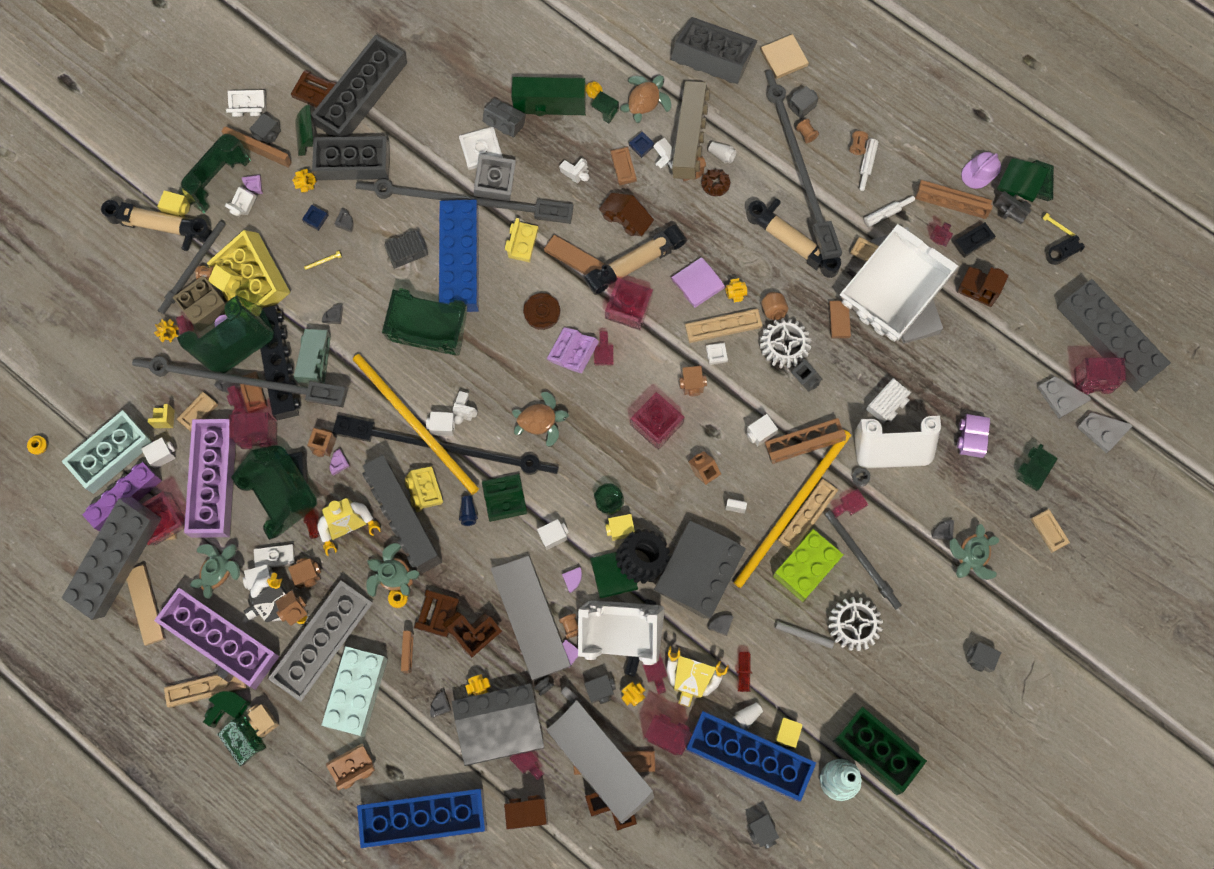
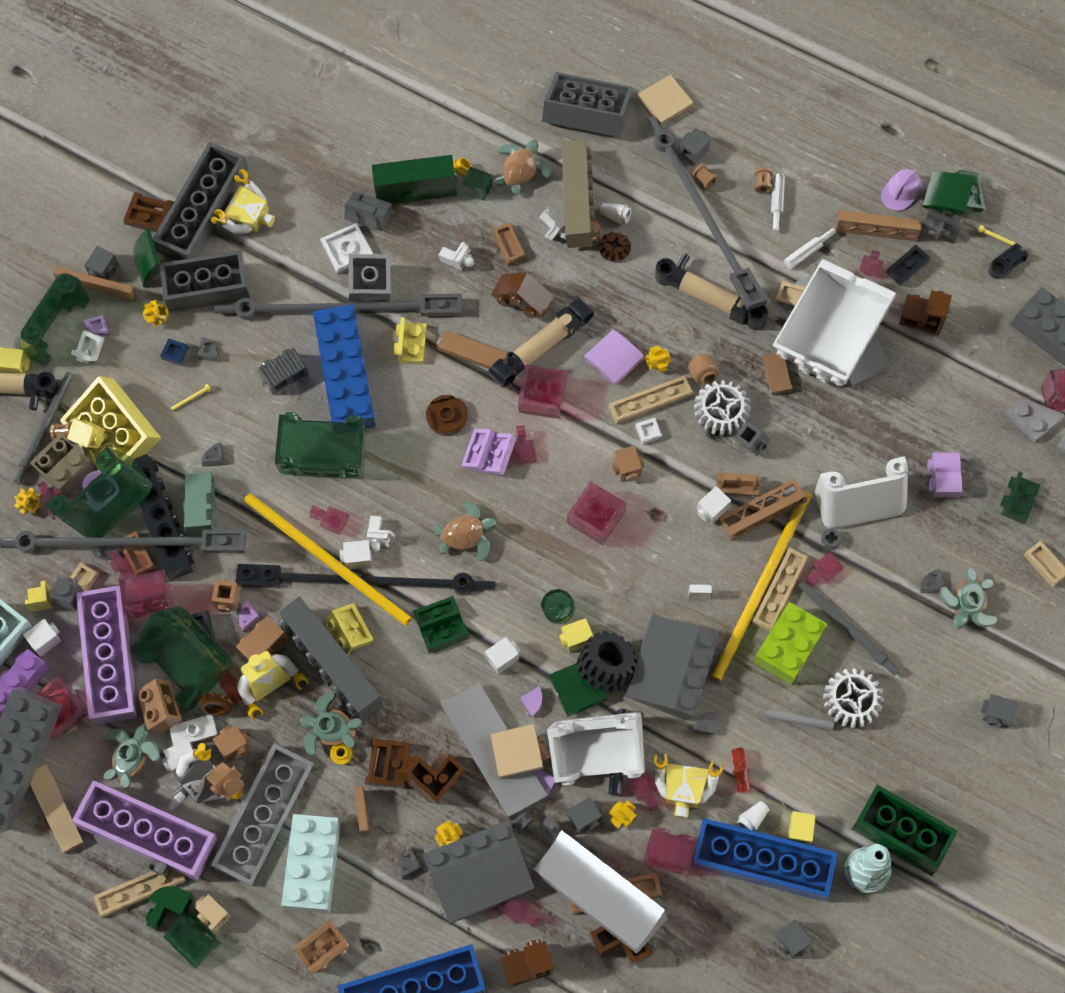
camera: 10 degrees left, 5 degrees down
(183, 416) = (65, 592): none -> dark grey brick
(246, 102) = (75, 237): white bracket -> none
(247, 530) = (159, 705): none -> medium nougat brick
(296, 537) = (221, 706): none -> reddish brown gear
(348, 485) = (264, 637): none -> medium nougat brick
(398, 100) = (246, 210): none -> torso
(425, 389) = (331, 520): none -> clear pink plate
(467, 511) = (403, 648): dark blue cone -> none
(550, 623) = (517, 751): none -> tan tile
(641, 144) = (525, 217): dark blue plate -> none
(704, 467) = (657, 555): medium nougat brick -> none
(787, 414) = (738, 483): none -> medium nougat hinge
(888, 401) = (846, 452): white brick -> none

